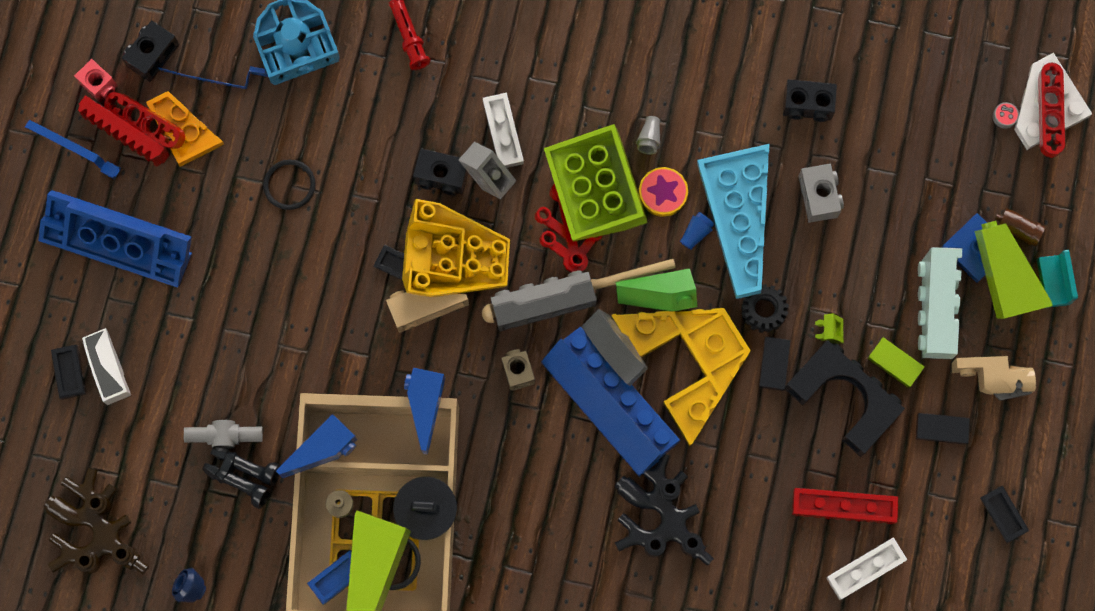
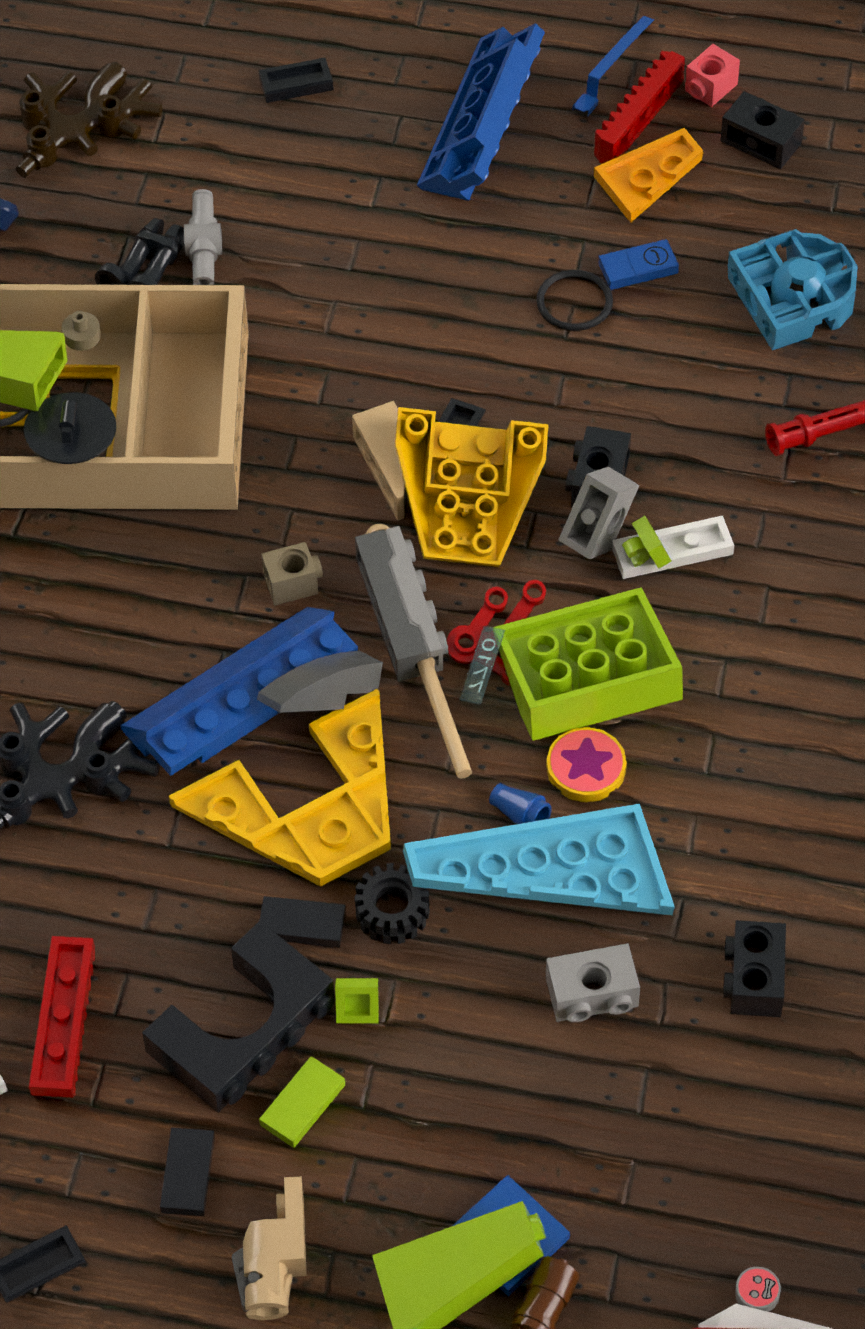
camera: 90 degrees right, 20 degrees down
(106, 367) = (298, 111): slope -> none
(144, 120) = (655, 126): red beam -> none
(253, 70) = (731, 243): blue piece -> none
(262, 140) = (638, 264): none -> blue tile
(323, 446) = (167, 307): blue slope -> none
(424, 398) = (218, 414): blue slope -> none
(512, 141) = (646, 545): none -> lime tile
(595, 249) = (482, 665): none -> clear light blue sticker
(649, 137) = (677, 740): light grey cone -> none
(662, 291) = (416, 759): bright green slope -> none
(939, 303) = (400, 1159): light aqua wedge -> none

